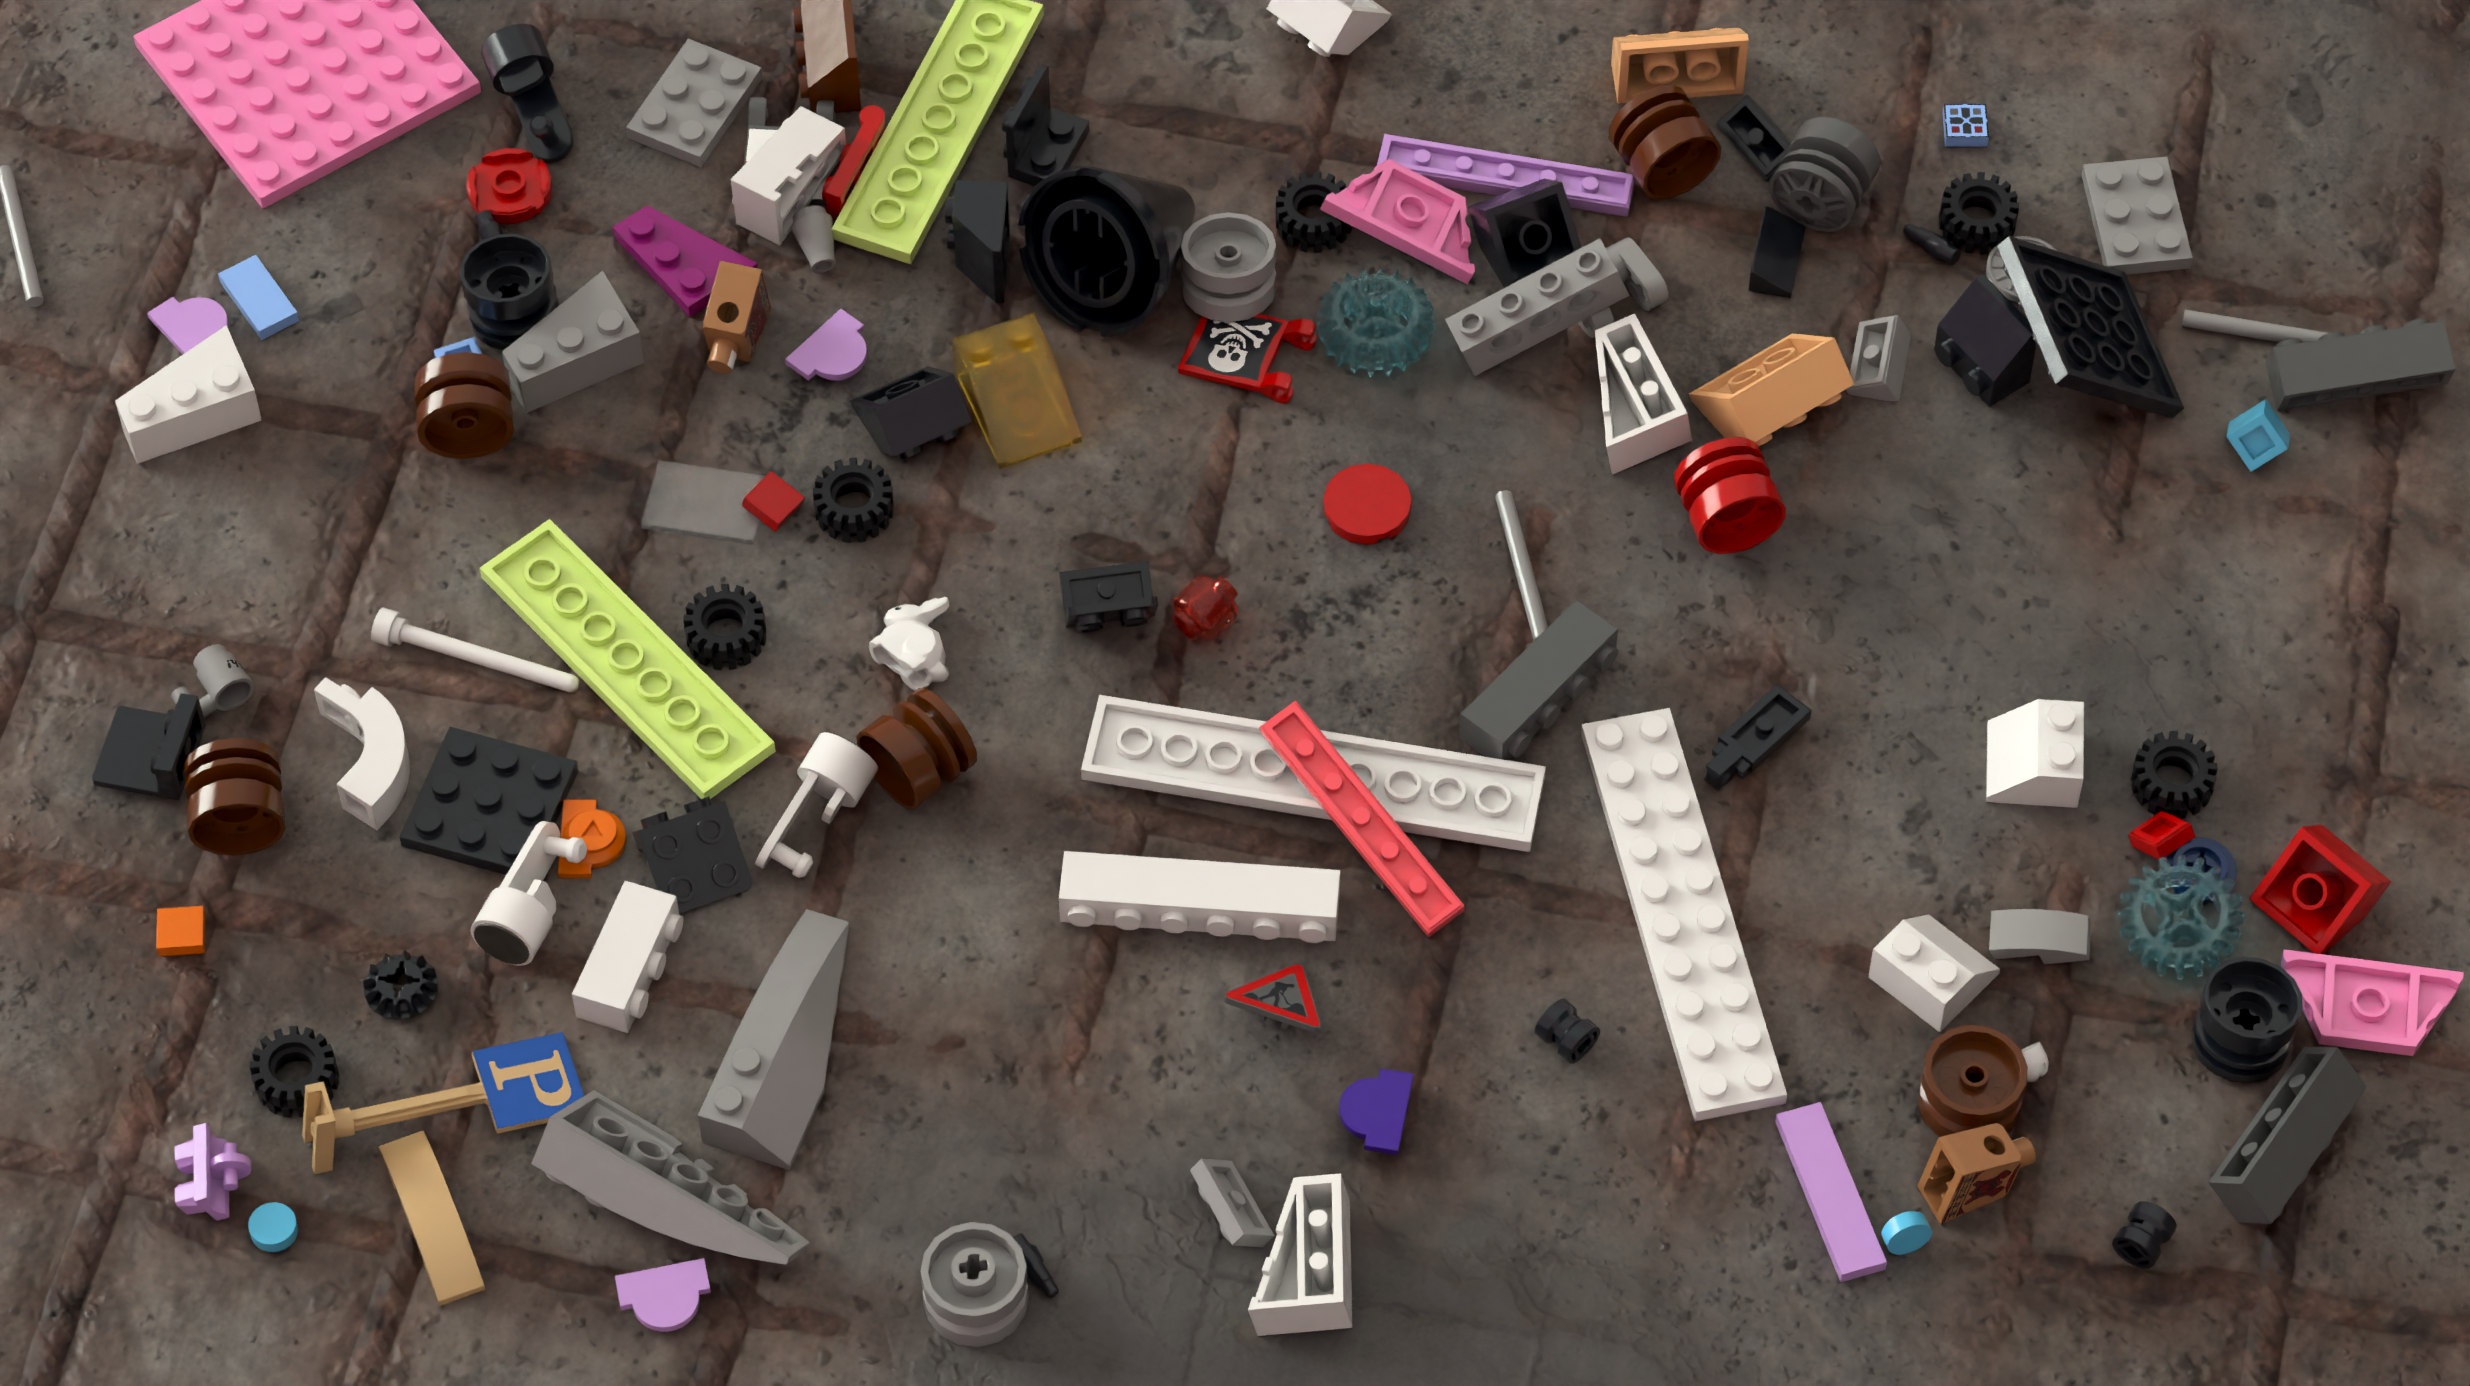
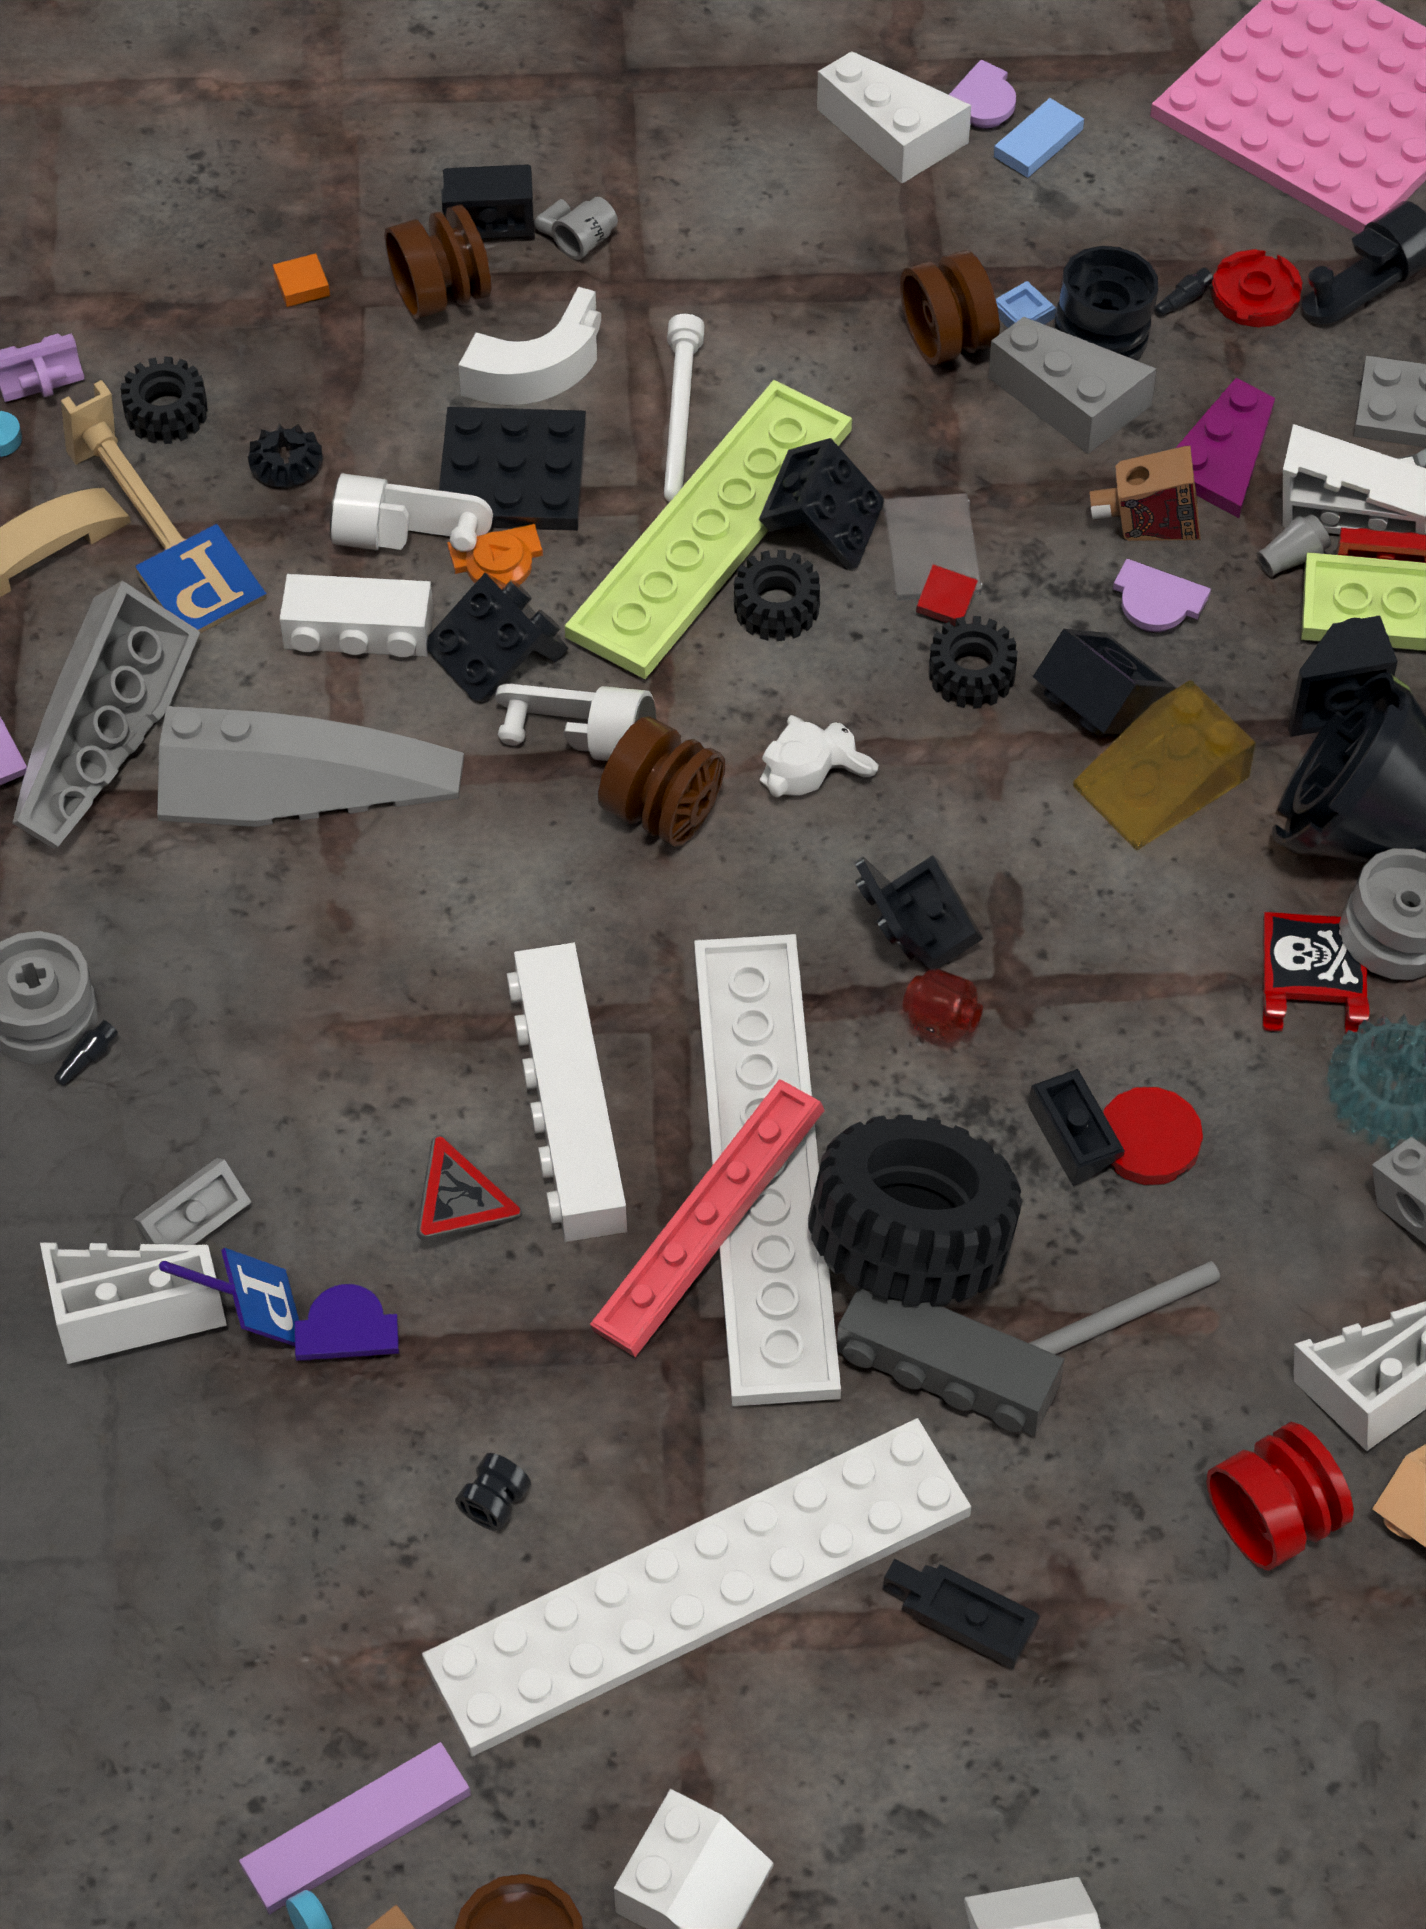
camera: 75 degrees right, 0 degrees up
(638, 561) = (829, 495): none -> black bracket
(1342, 1161) = (258, 1290): none -> piece
(1347, 550) = (1074, 1125): none -> black slope
(1417, 661) = (914, 1210): none -> black tyre

